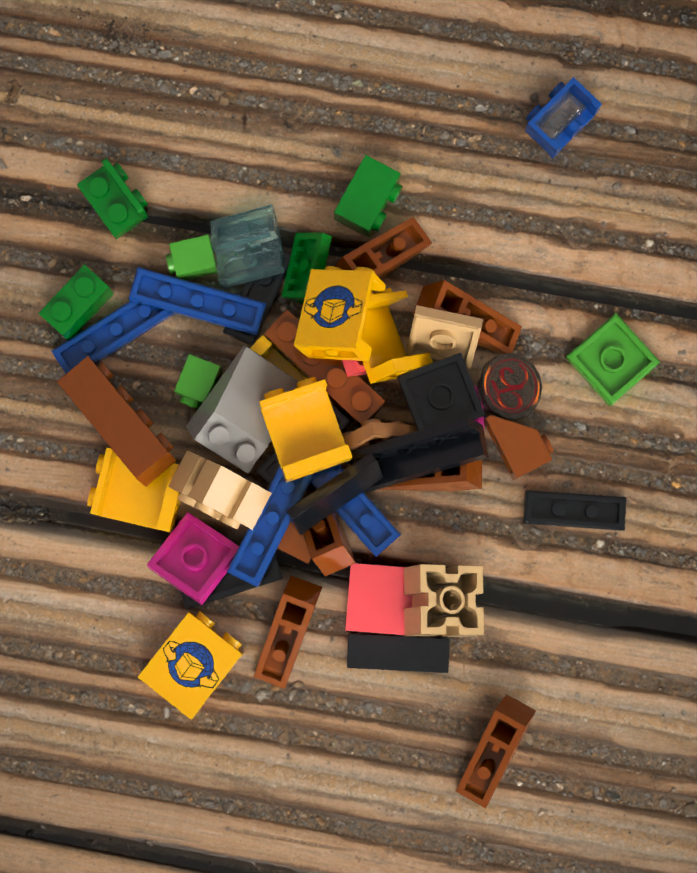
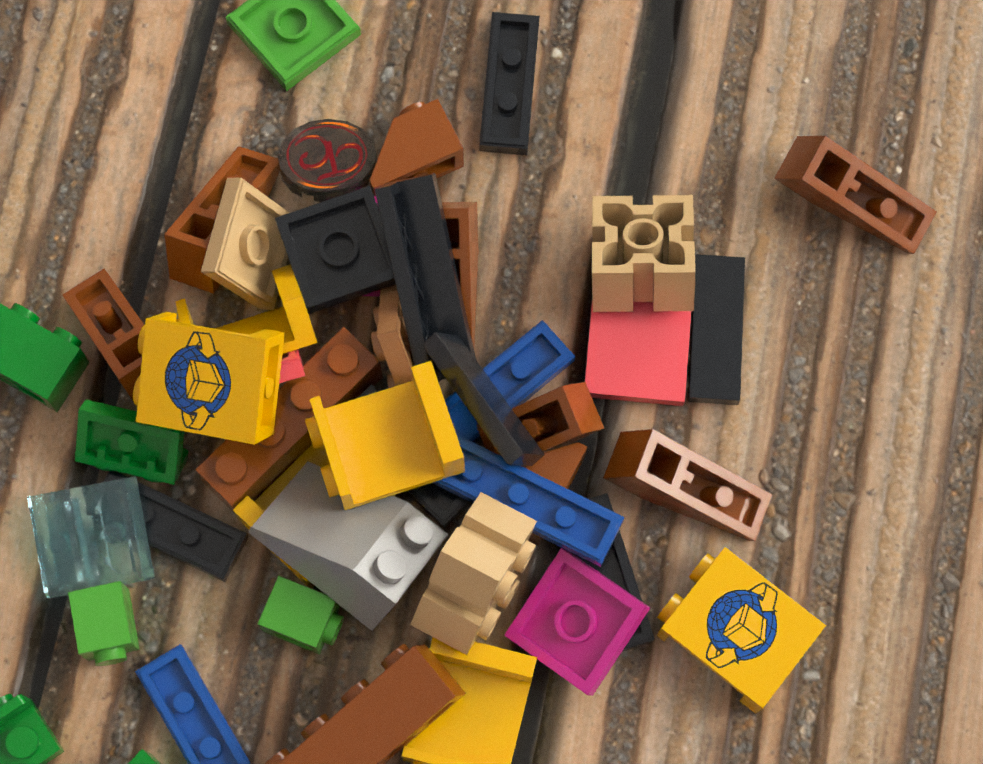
camera: 90 degrees left, 10 degrees down
(197, 301) = (173, 616): blue tile -> none

